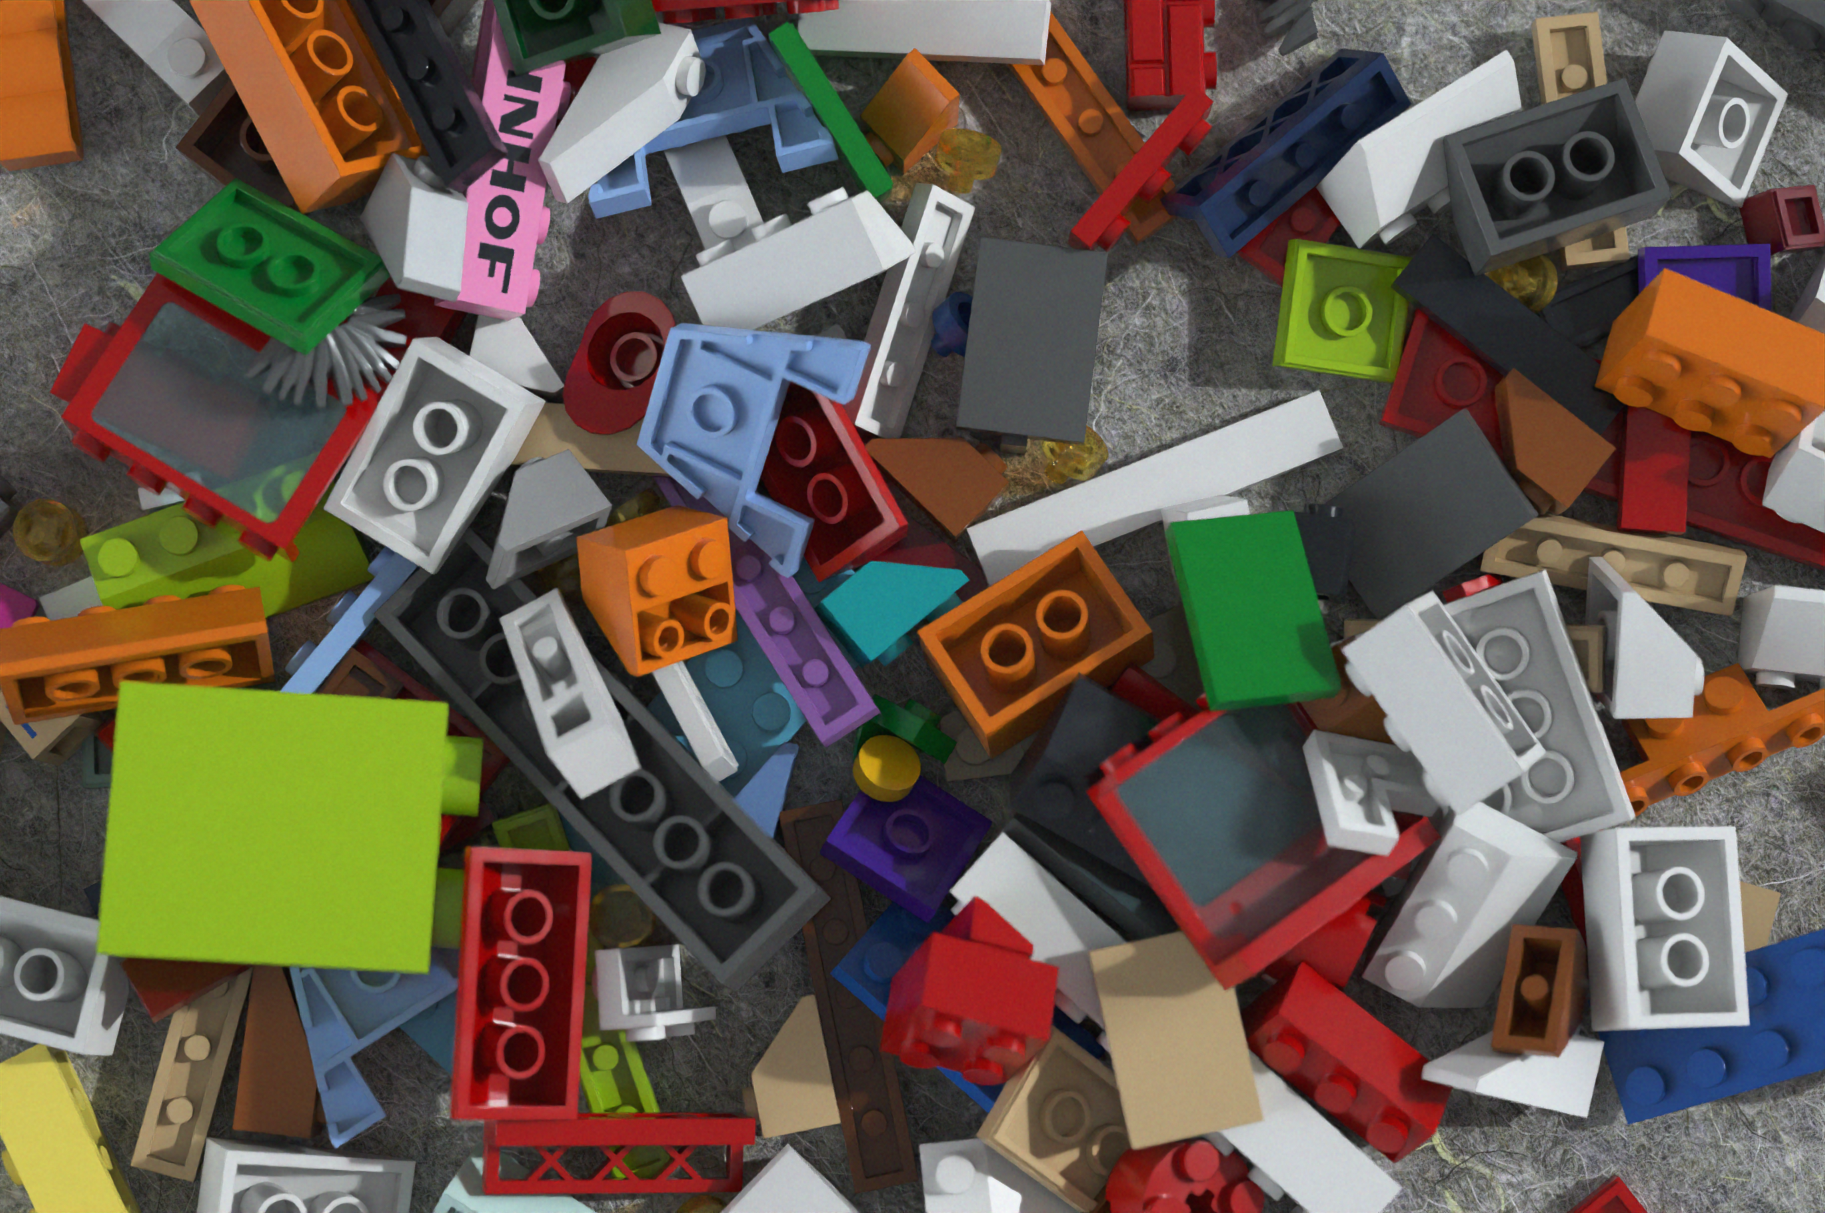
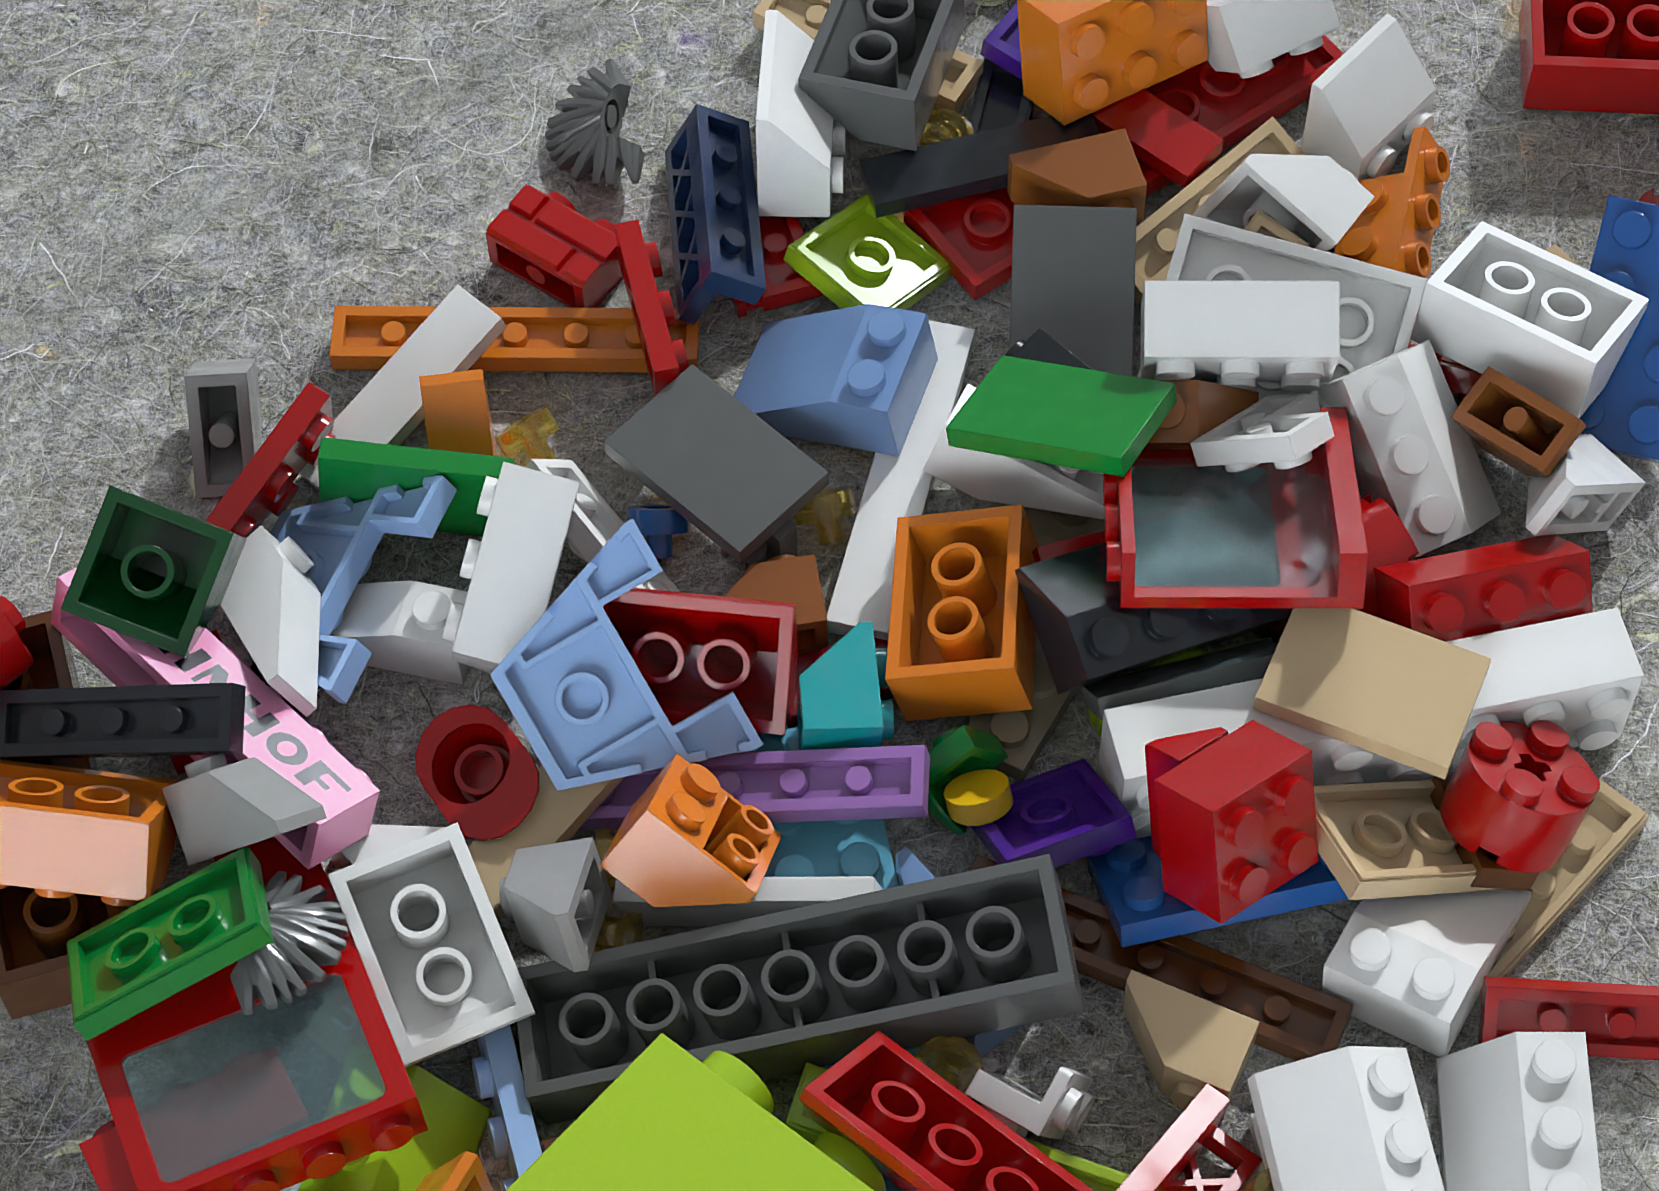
camera: 55 degrees left, 25 degrees down
(568, 695) = (731, 948): white slope -> none
(1200, 370) = (842, 376): none -> medium blue slope

